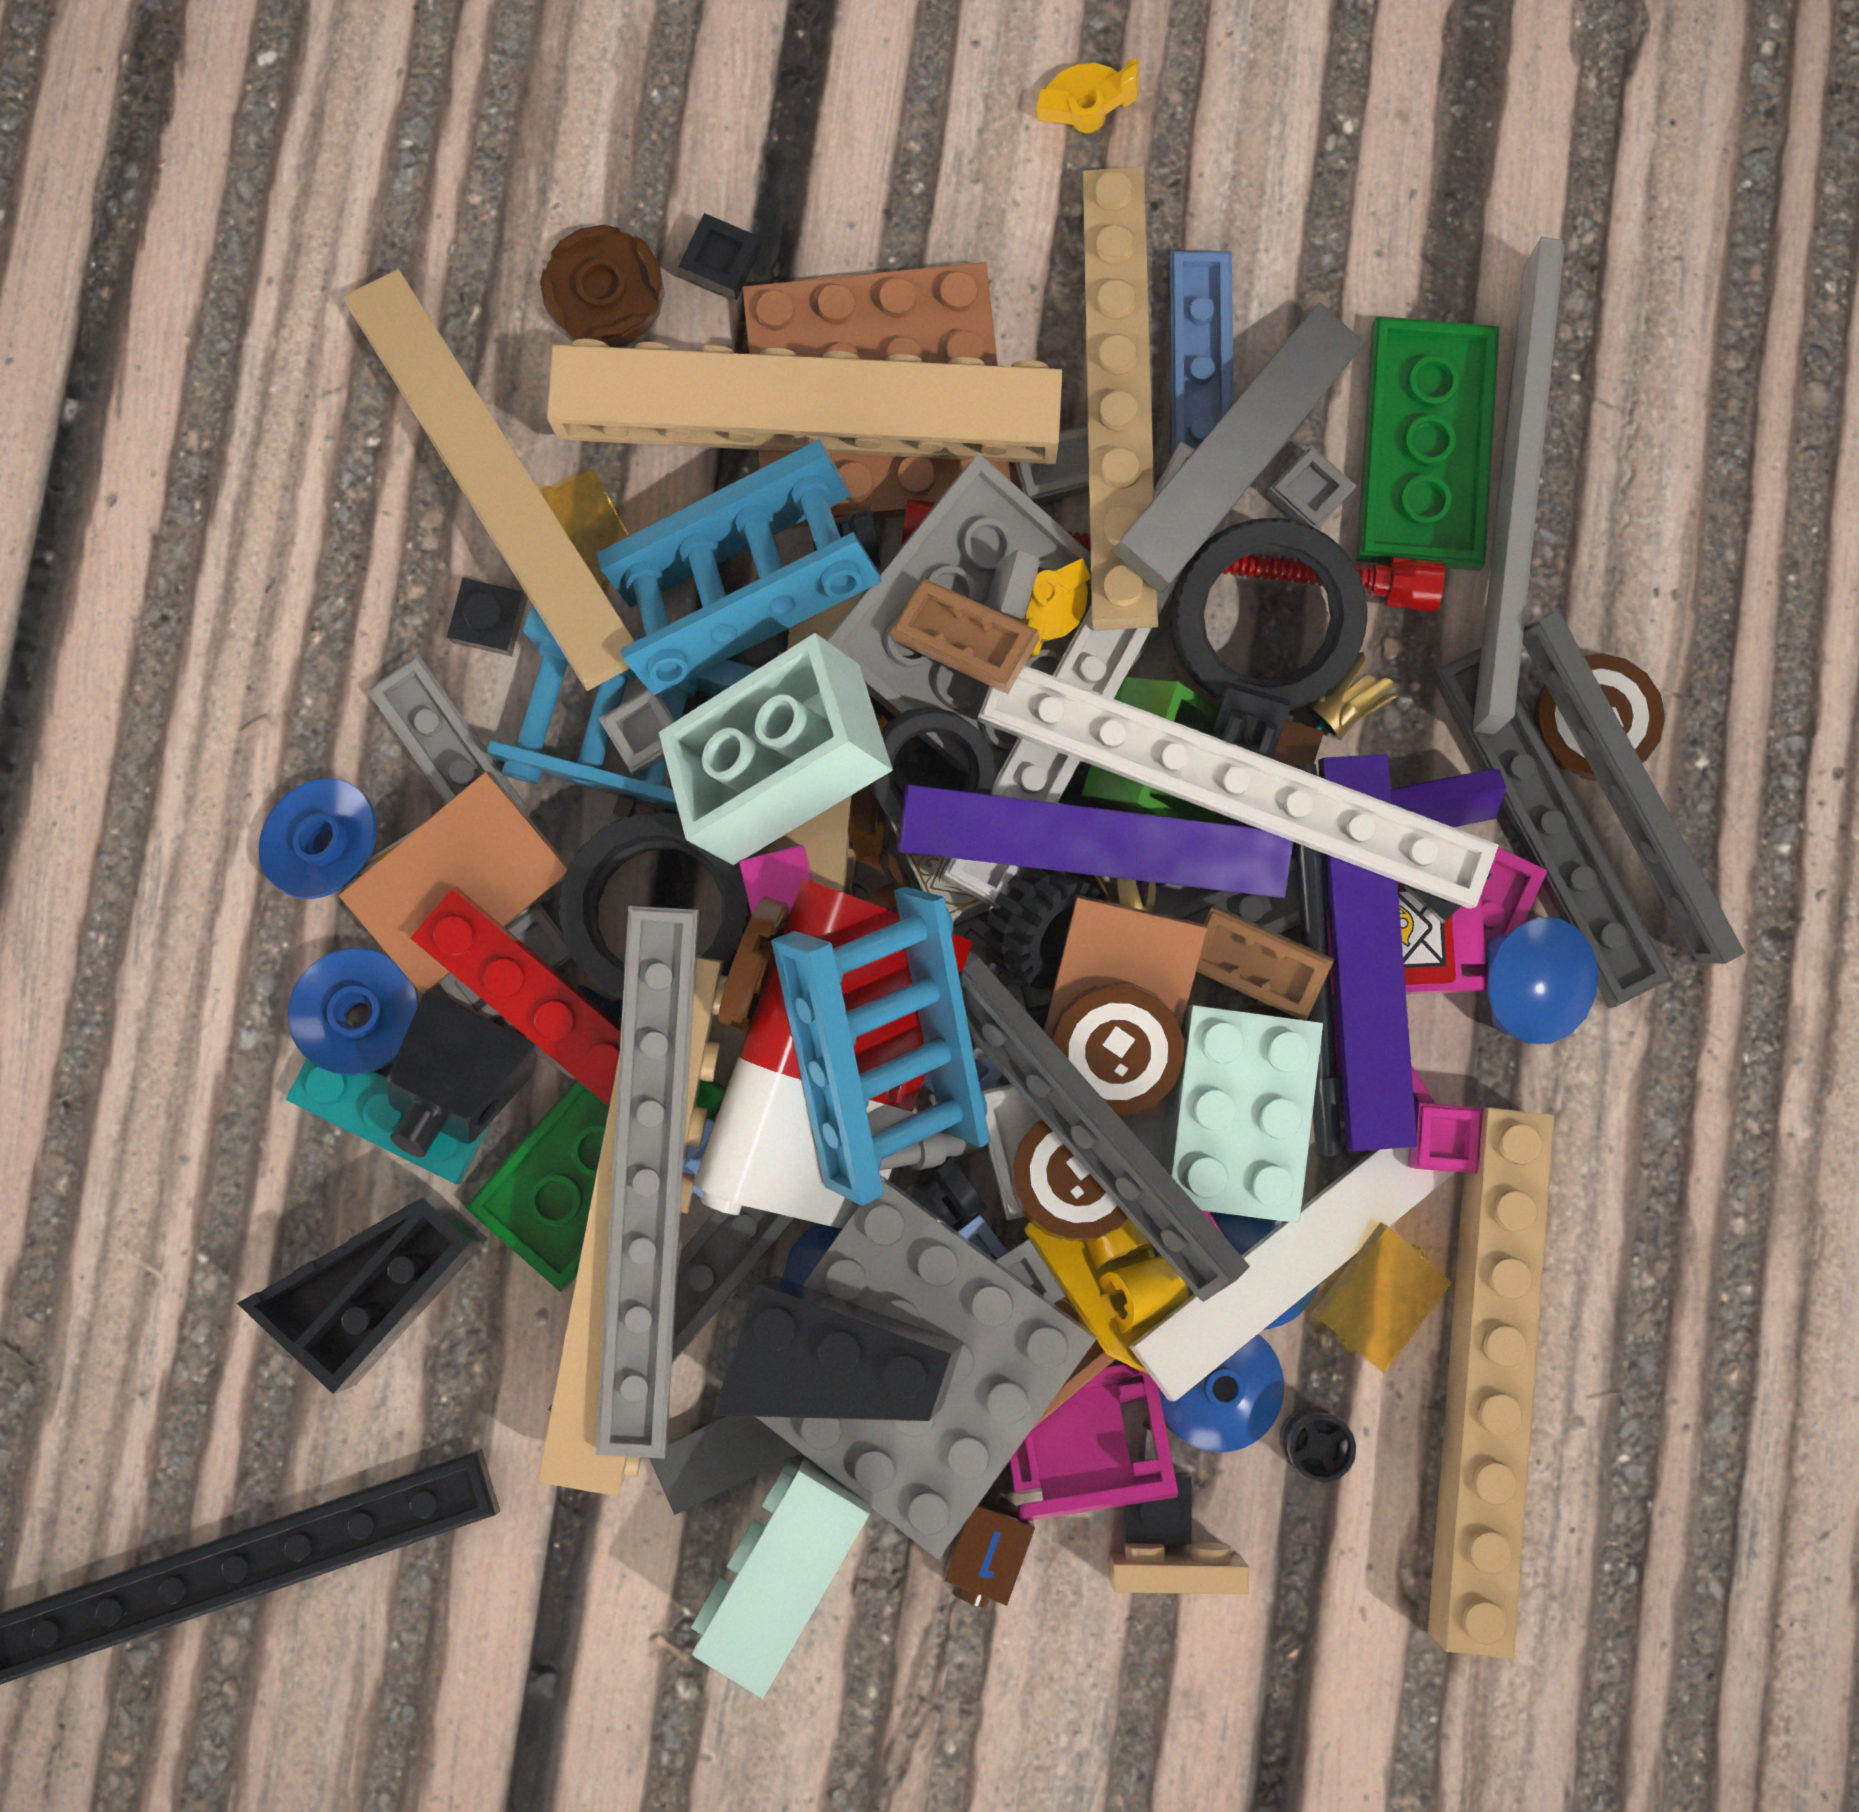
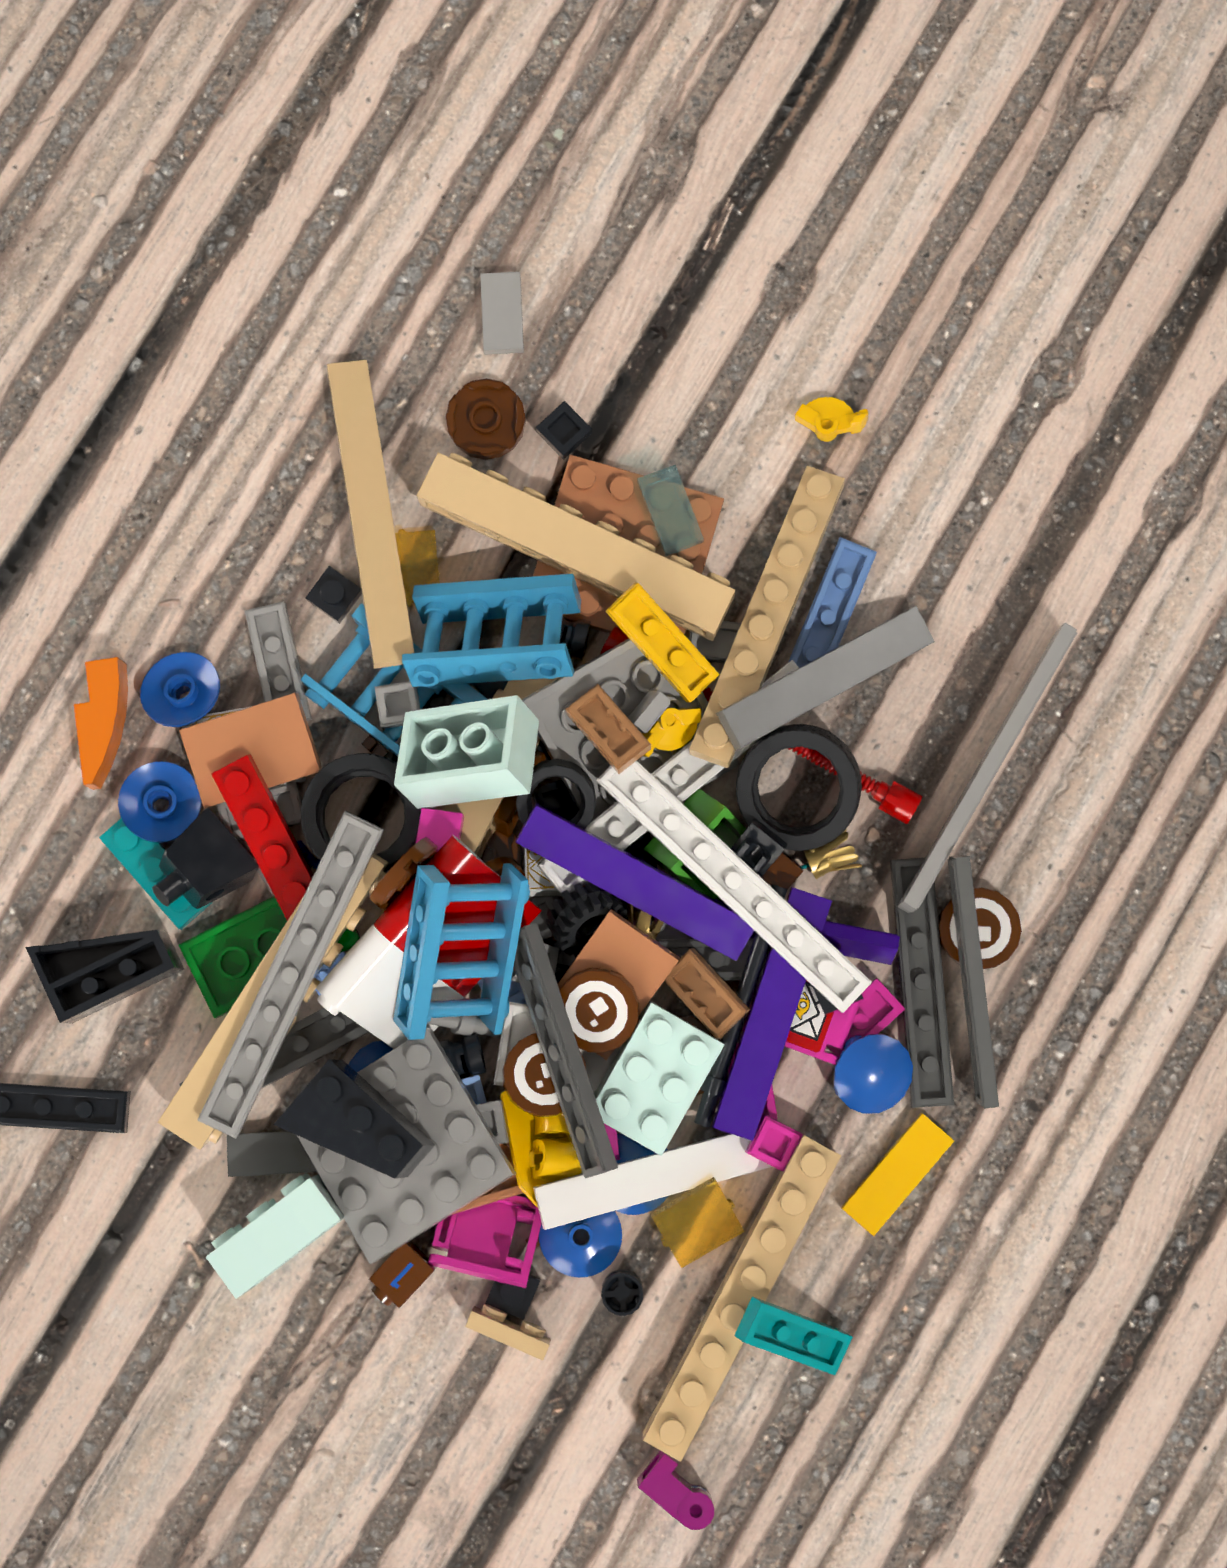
camera: 20 degrees right, 0 degrees up
(220, 927) = (102, 719): none -> orange slope
(565, 131) = (502, 313): none -> light grey tile
(918, 302) = (670, 510): none -> clear light blue tile
(989, 484) = (662, 642): none -> yellow tile
(1311, 489) = (864, 718): light grey tile -> none
(1428, 442) = (948, 718): green tile -> none
(1528, 1710) = (683, 1501): none -> magenta leg
(1595, 1405) = (793, 1336): none -> teal plate
(1633, 1110) = (897, 1174): none -> yellow tile

